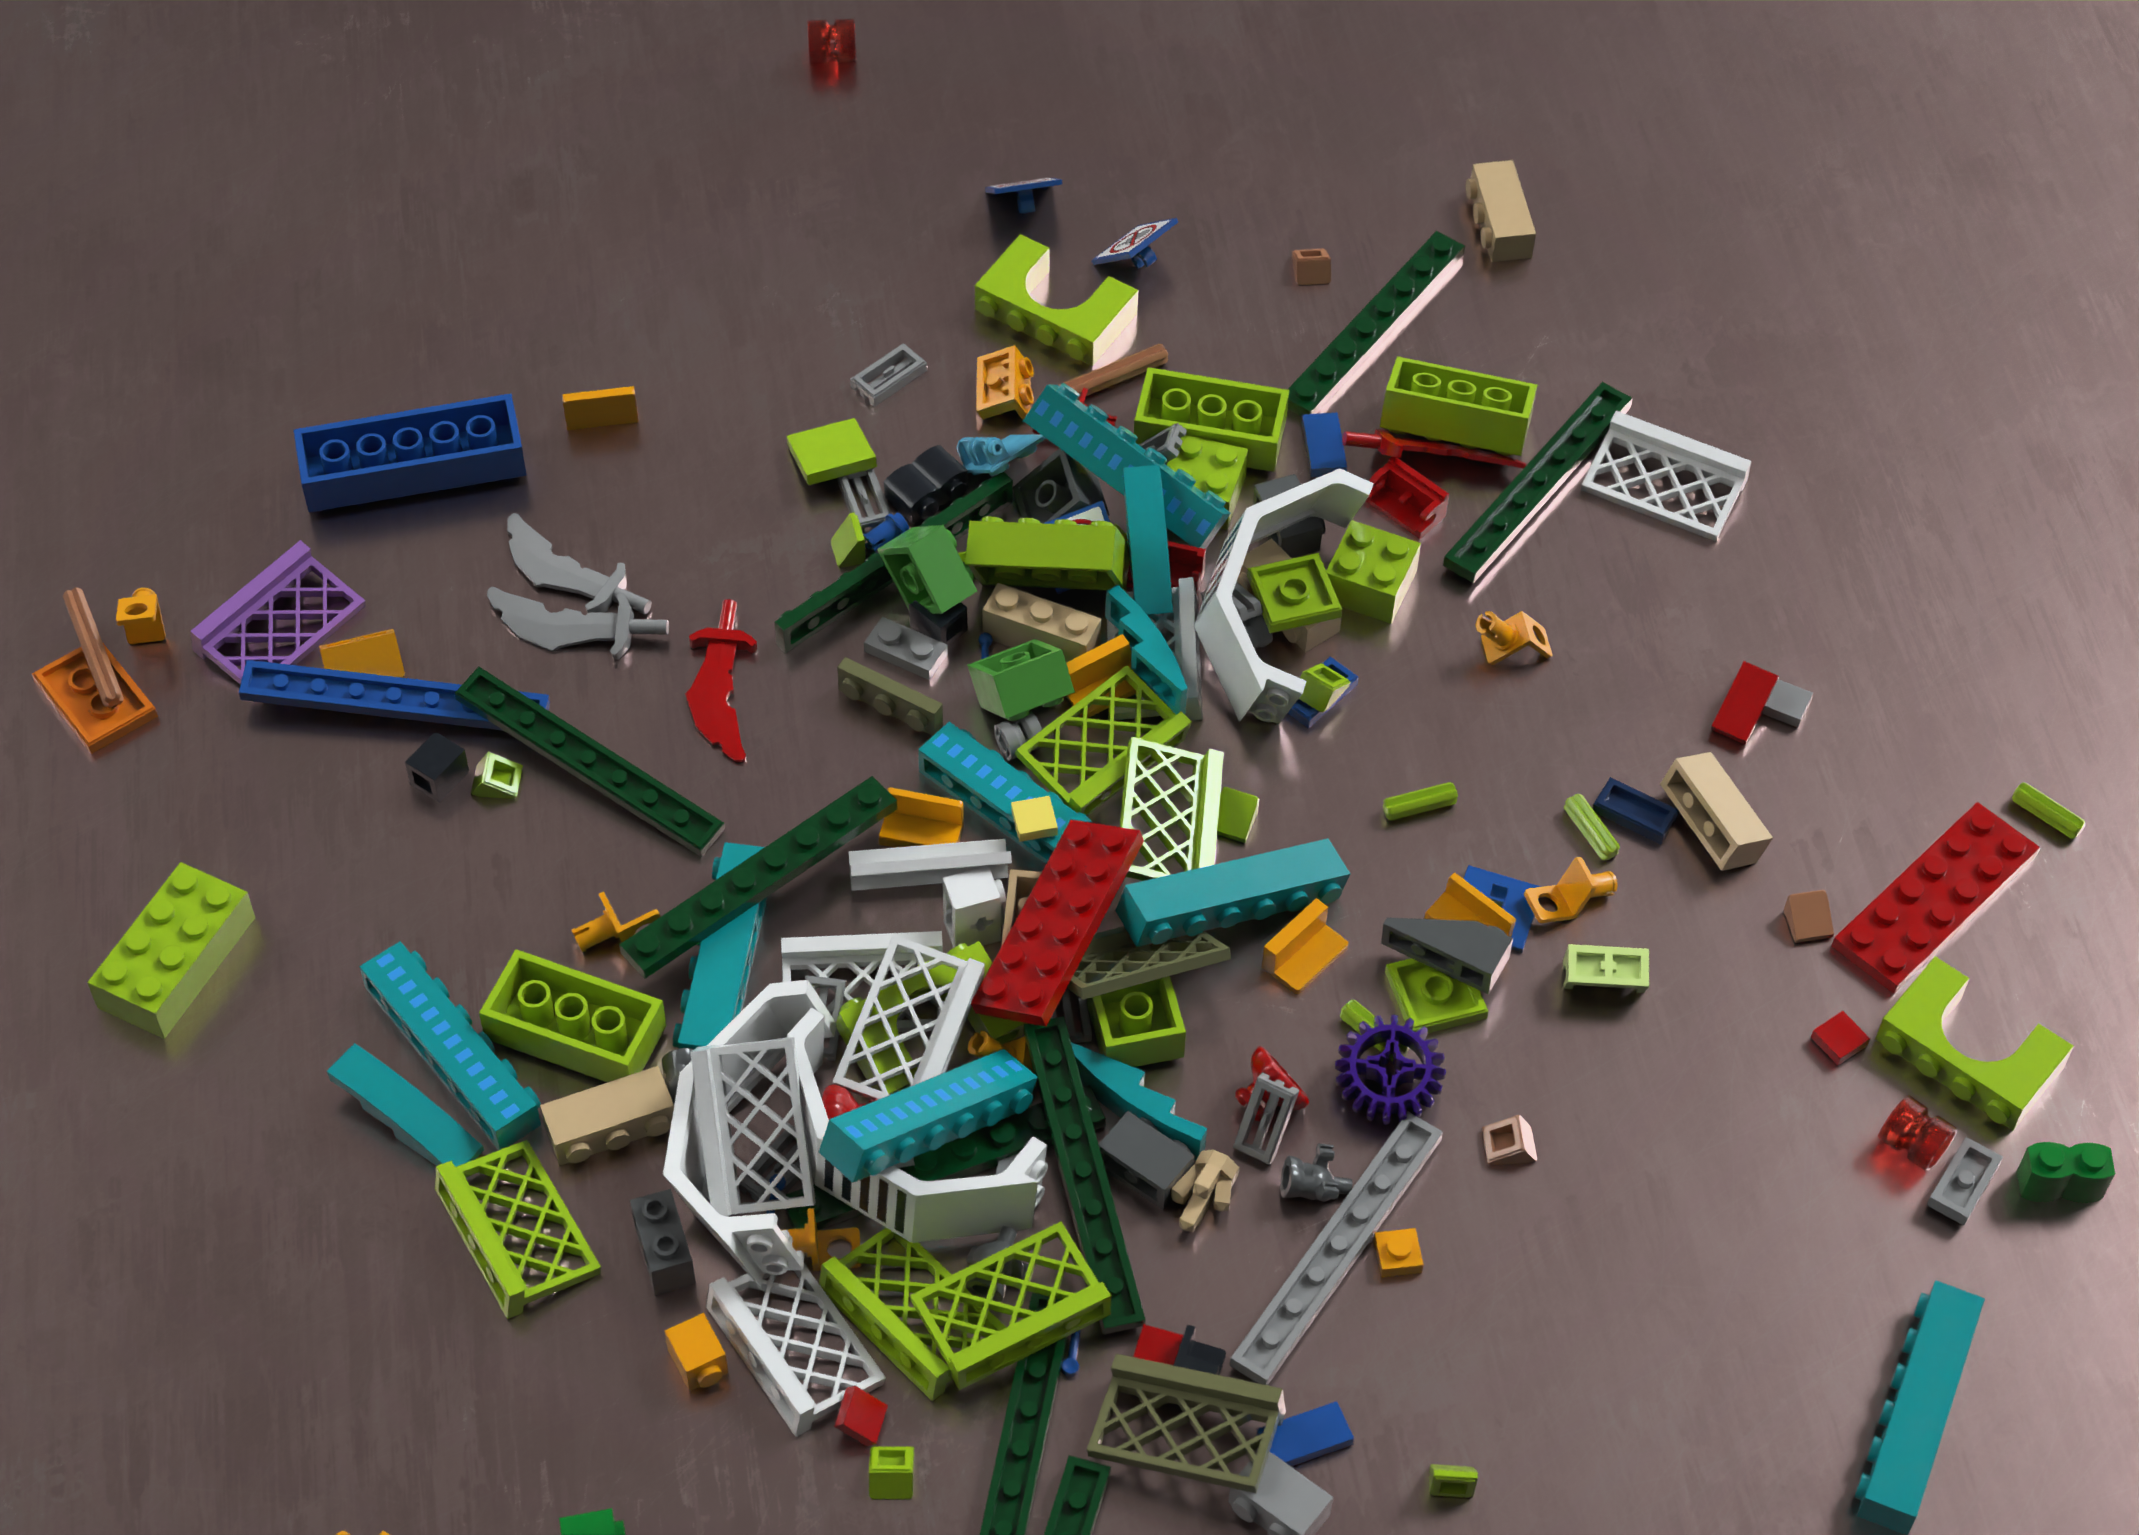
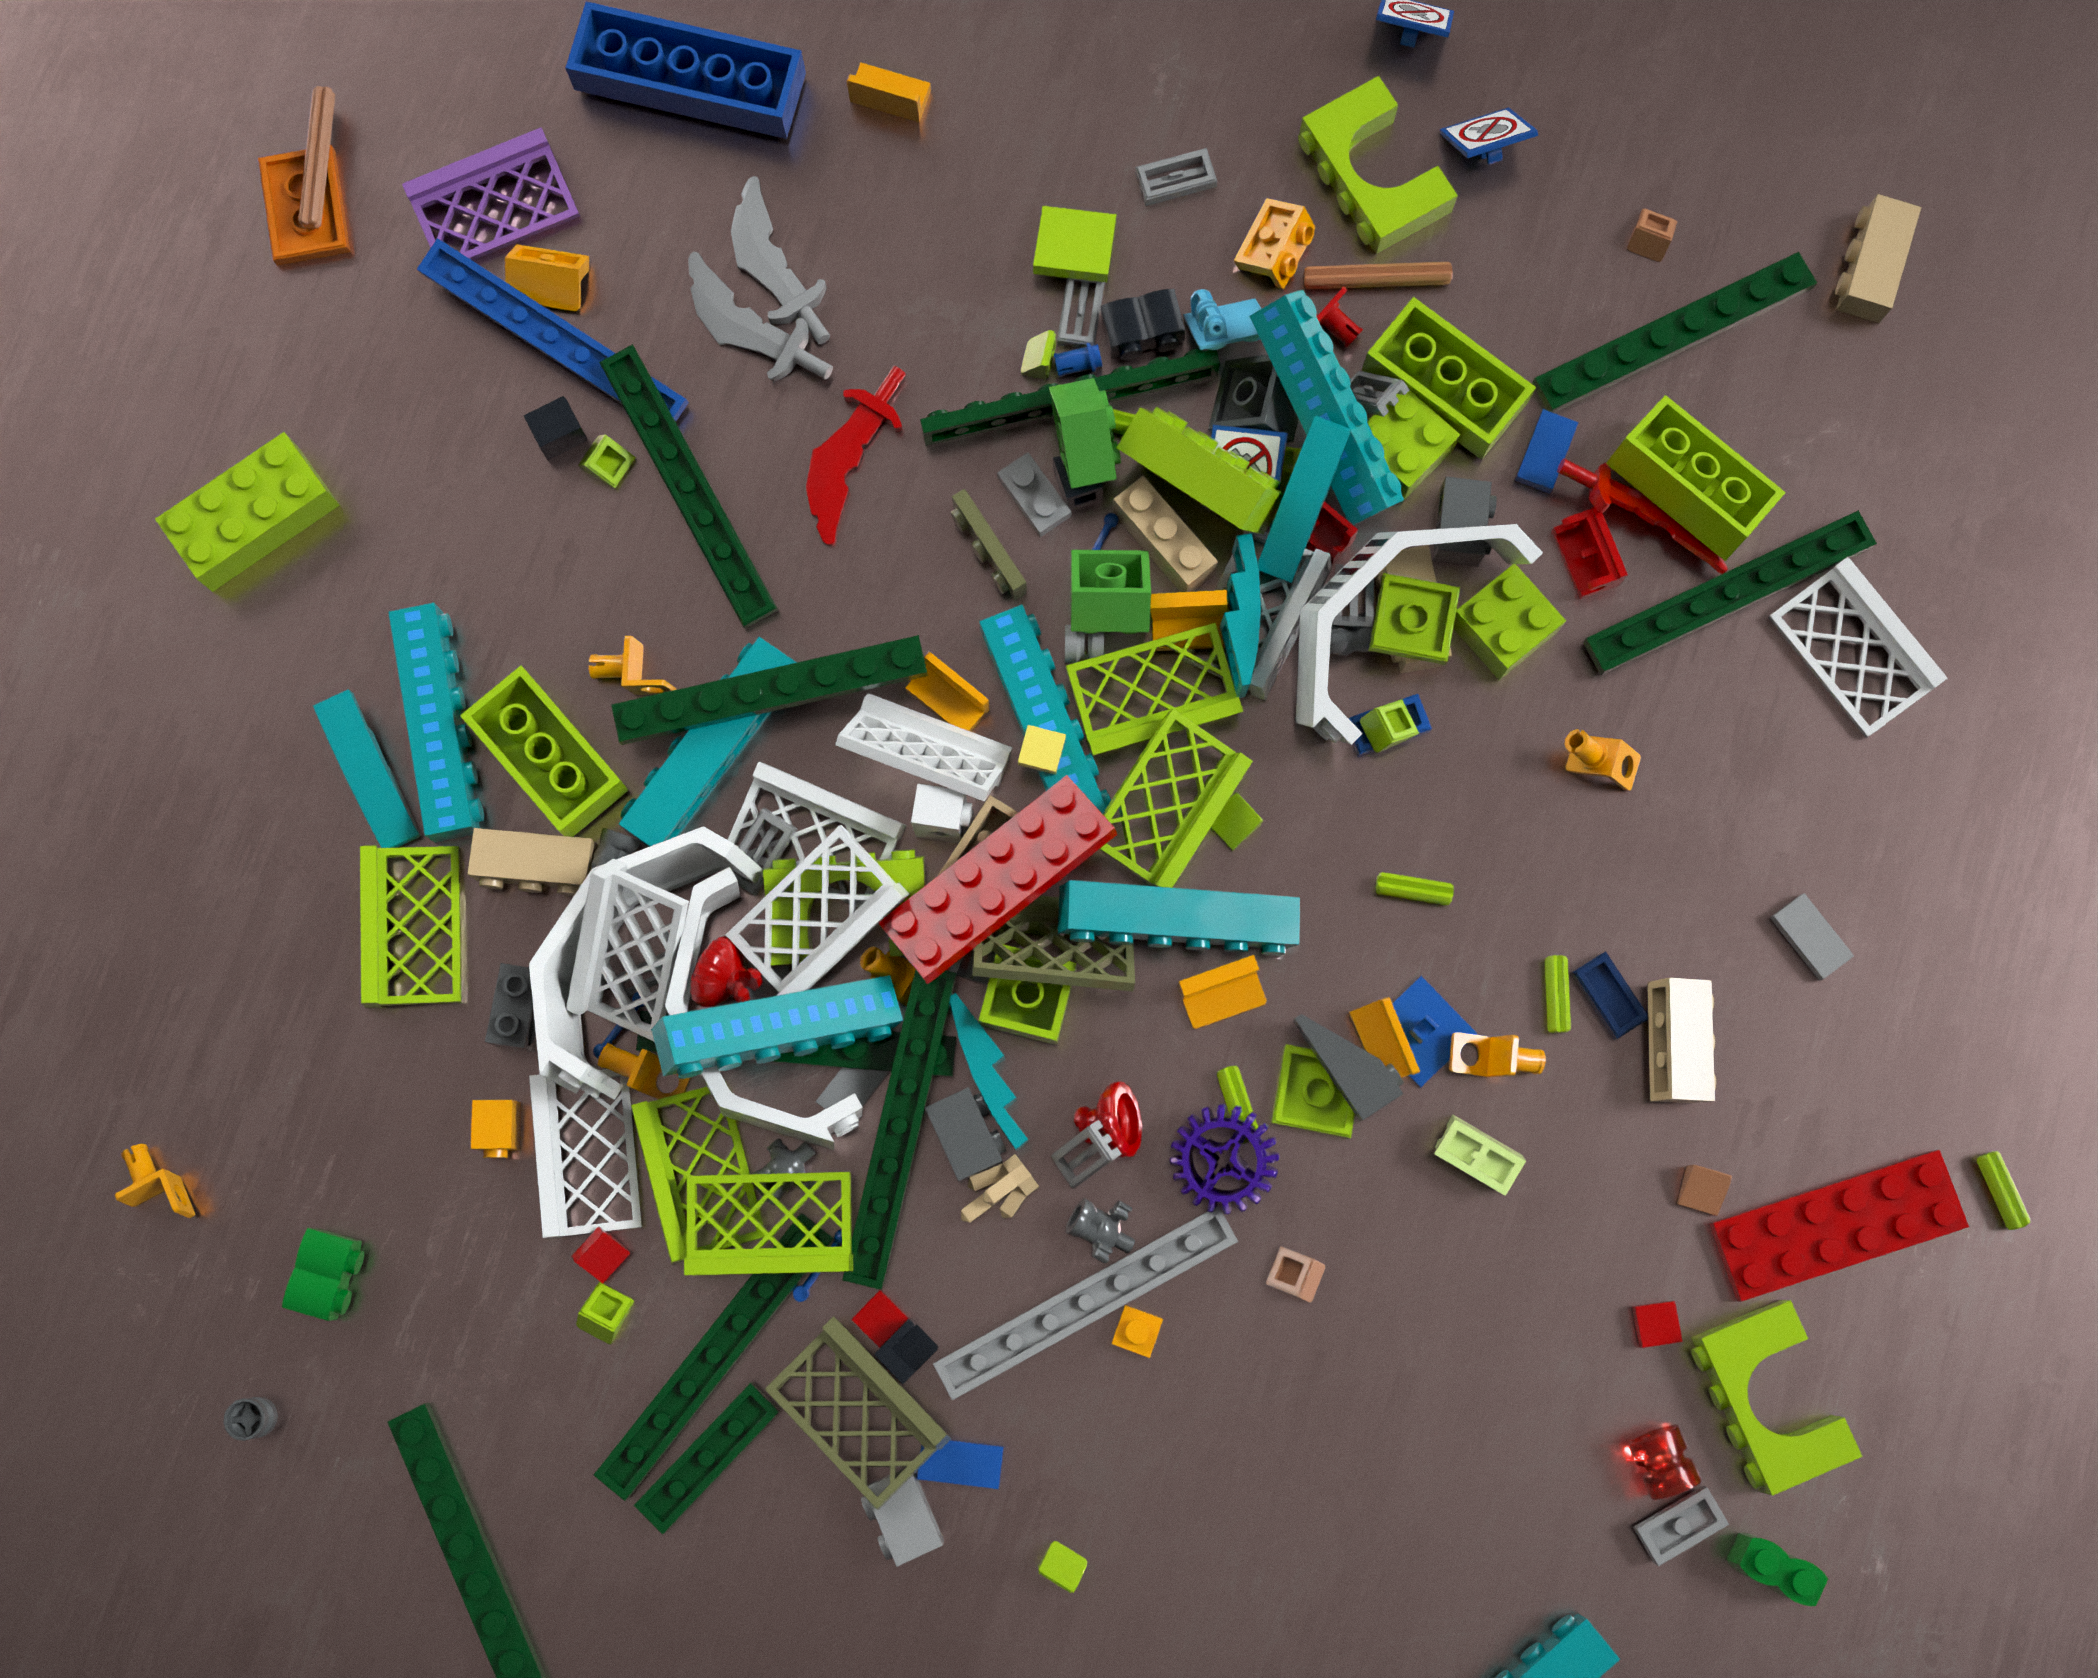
camera: 30 degrees right, 25 degrees up
(141, 617) = (371, 141): light orange bracket -> none
(1744, 702) = (1780, 937): red tile -> none

